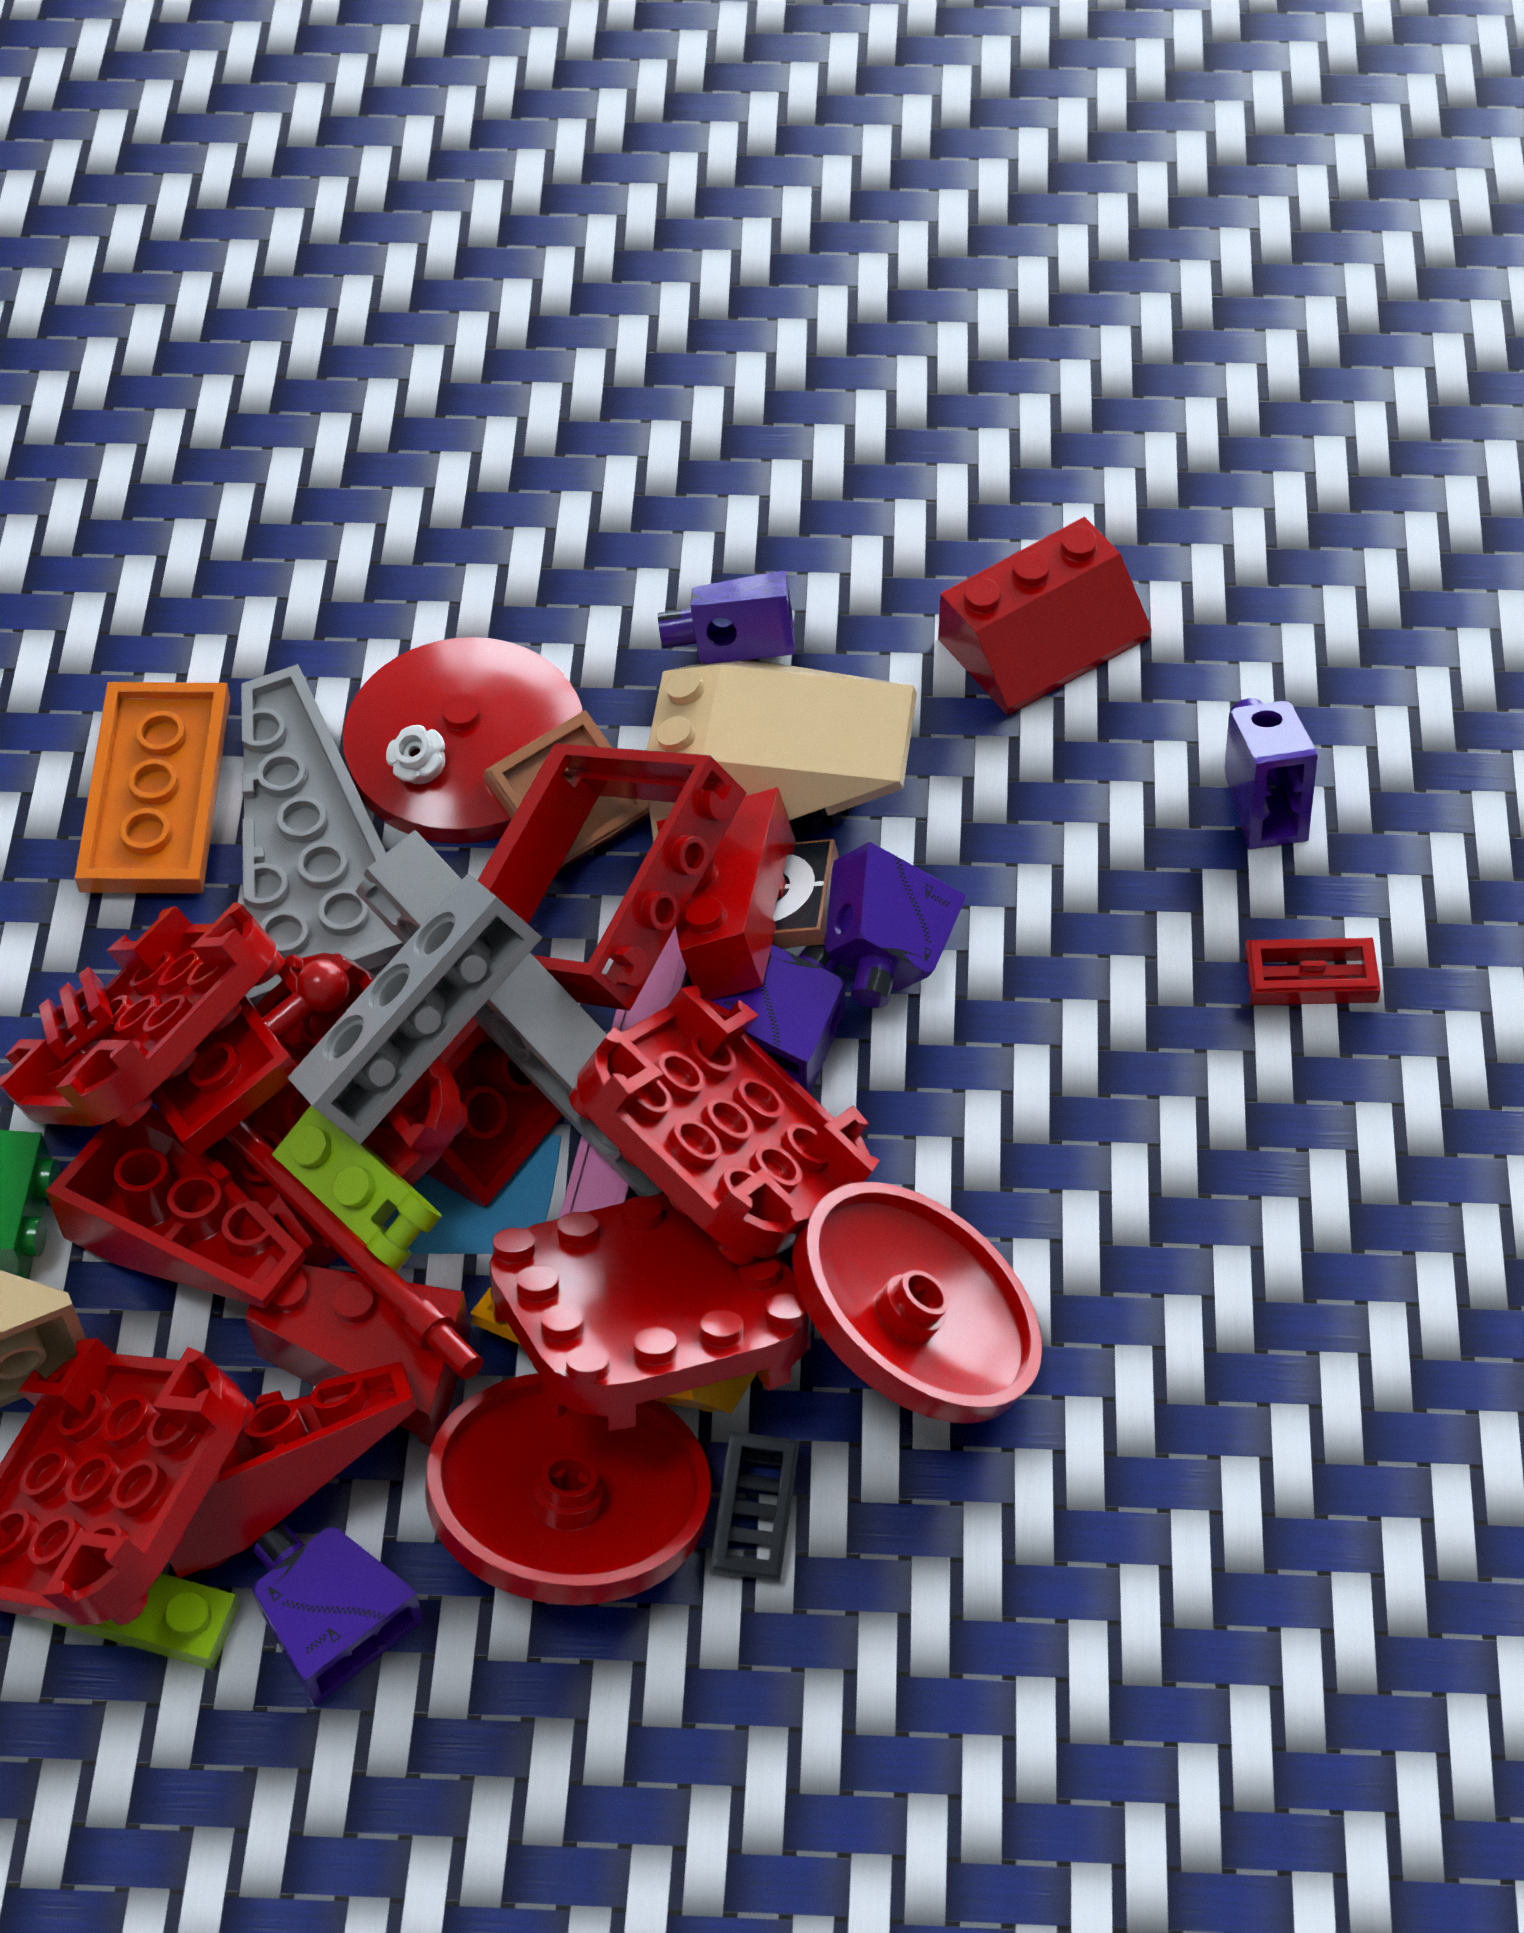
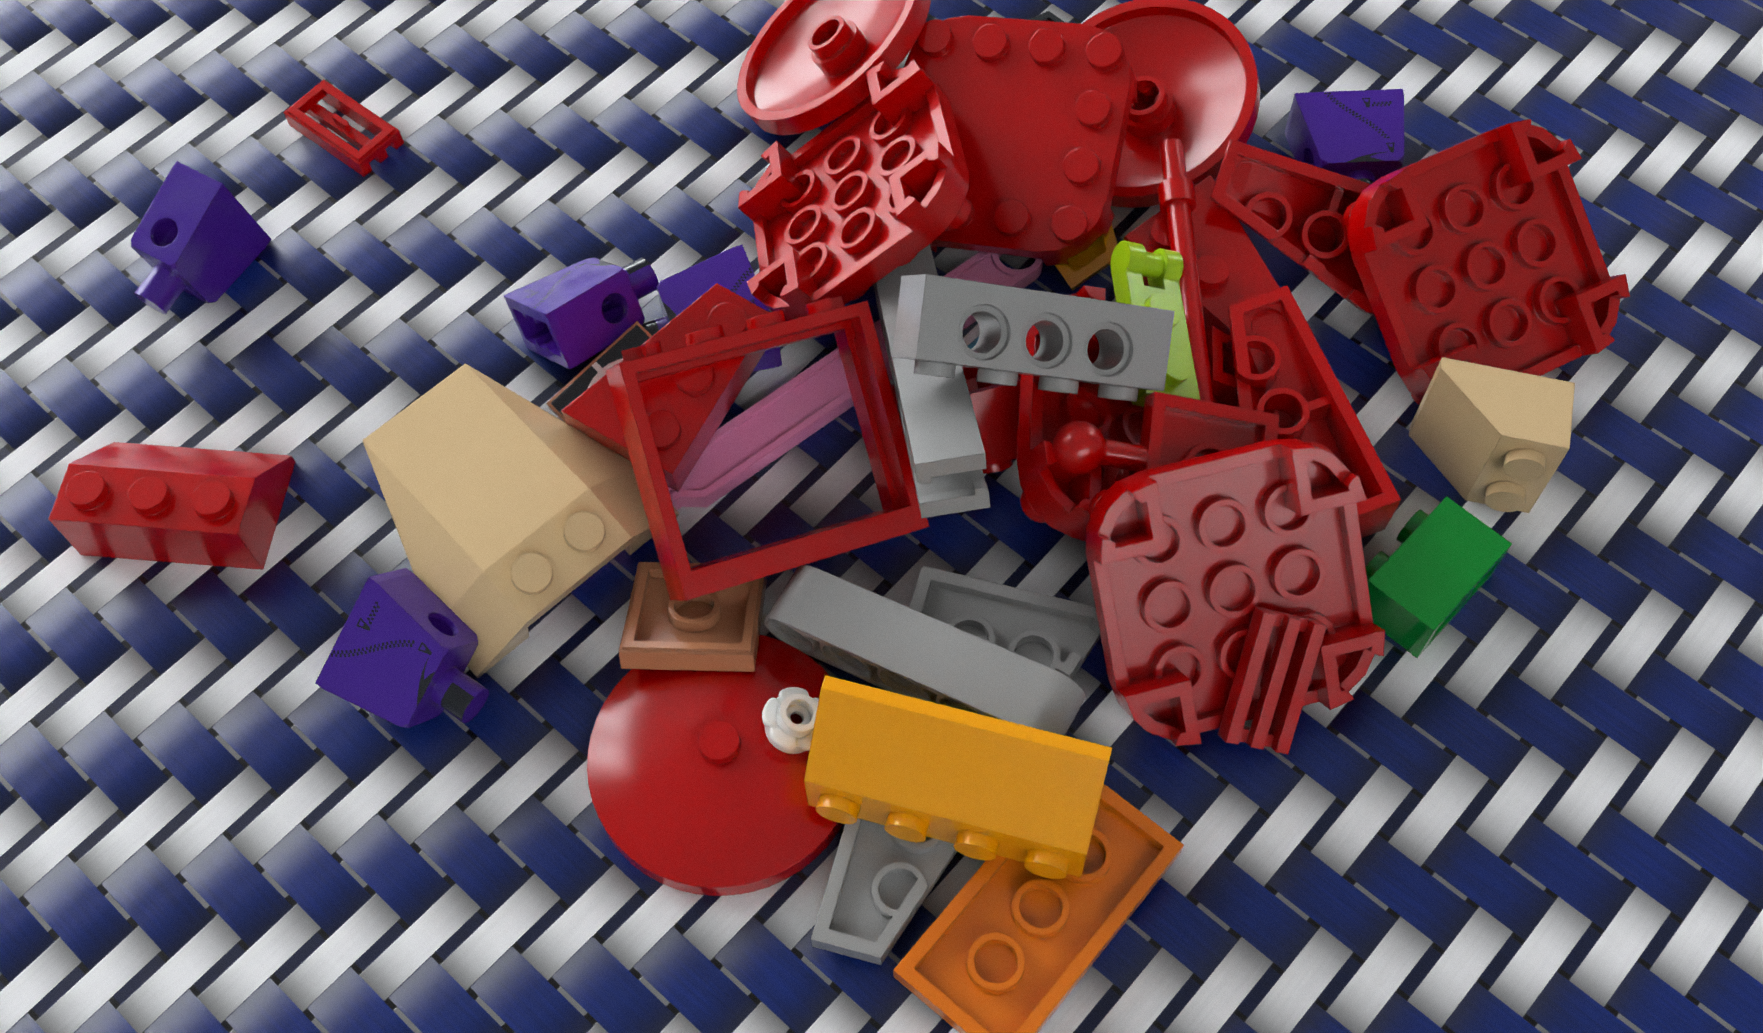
camera: 140 degrees left, 5 degrees up
(262, 779) = (954, 777): none -> light orange slope
(341, 838) = (918, 653): none -> light grey beam

